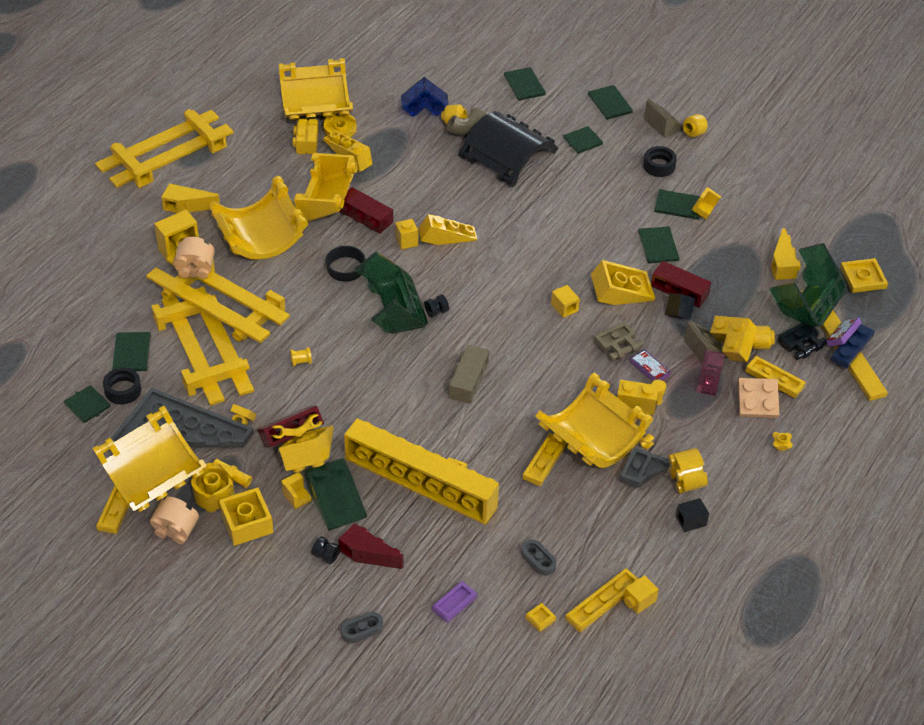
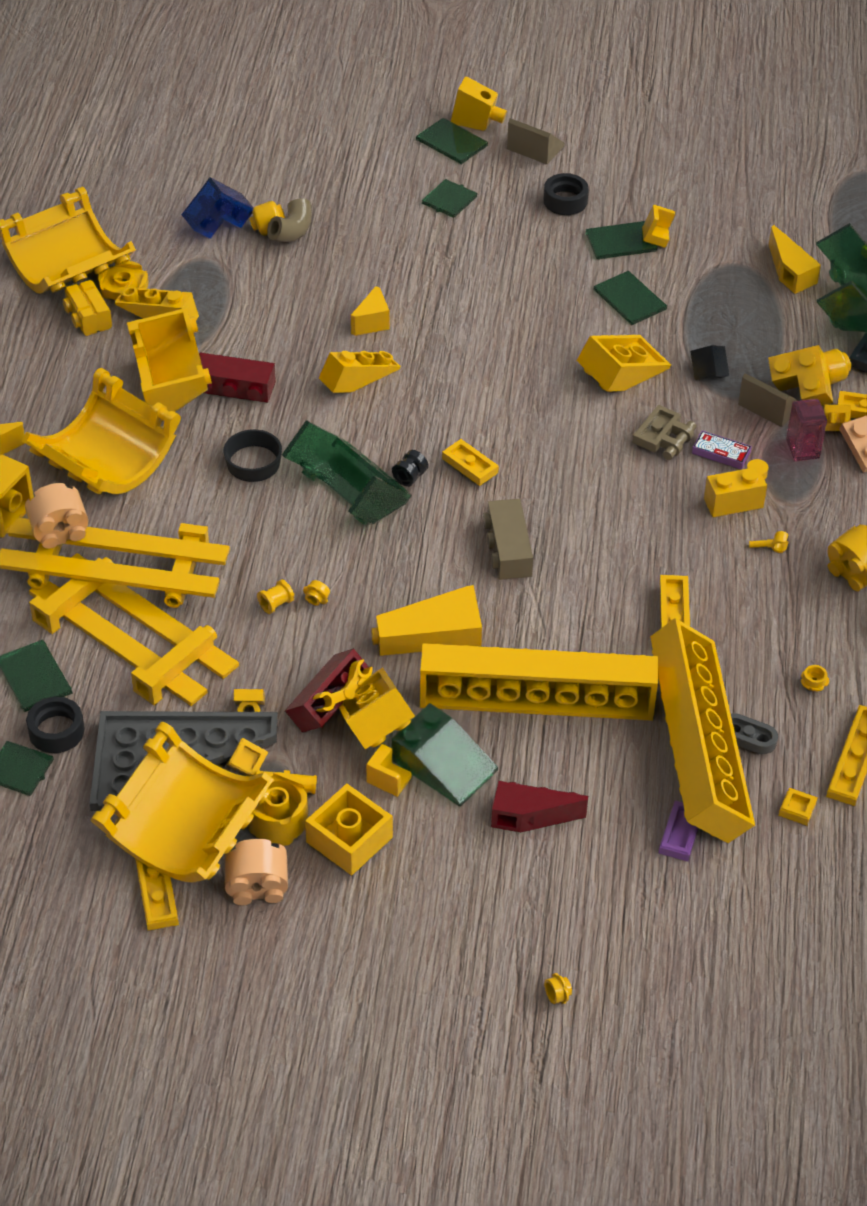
camera: 25 degrees left, 0 degrees up
(217, 449) = (247, 758): none -> yellow tile
(309, 667) = (558, 989): none -> yellow plate
(325, 550) = (479, 831): black wheel -> none
(327, 364) = (316, 593): none -> yellow plate
(361, 628) = (589, 912): dark grey plate -> none
(383, 409) = (442, 620): none -> yellow slope
(406, 234) = (309, 389): yellow brick -> none
(477, 198) = (371, 314): none -> yellow slope
(478, 316) = (470, 462): none -> yellow plate
(501, 543) = (701, 732): none -> yellow brick
(503, 145) = (362, 236): black hinge -> none
(524, 83) = (327, 151): clear green piece -> none
(565, 301) = (567, 405): yellow brick -> none
(598, 425) = (713, 540): yellow hinge -> none
(608, 535) = (814, 678): none -> yellow plate
(636, 83) = (476, 106): none -> yellow torso
(642, 467) = (796, 574): dark grey wing -> none
(678, 281) = (685, 333): dark red brick -> none
(695, 125) = (579, 136): yellow head -> none
(741, 370) = (836, 416): none -> yellow tile

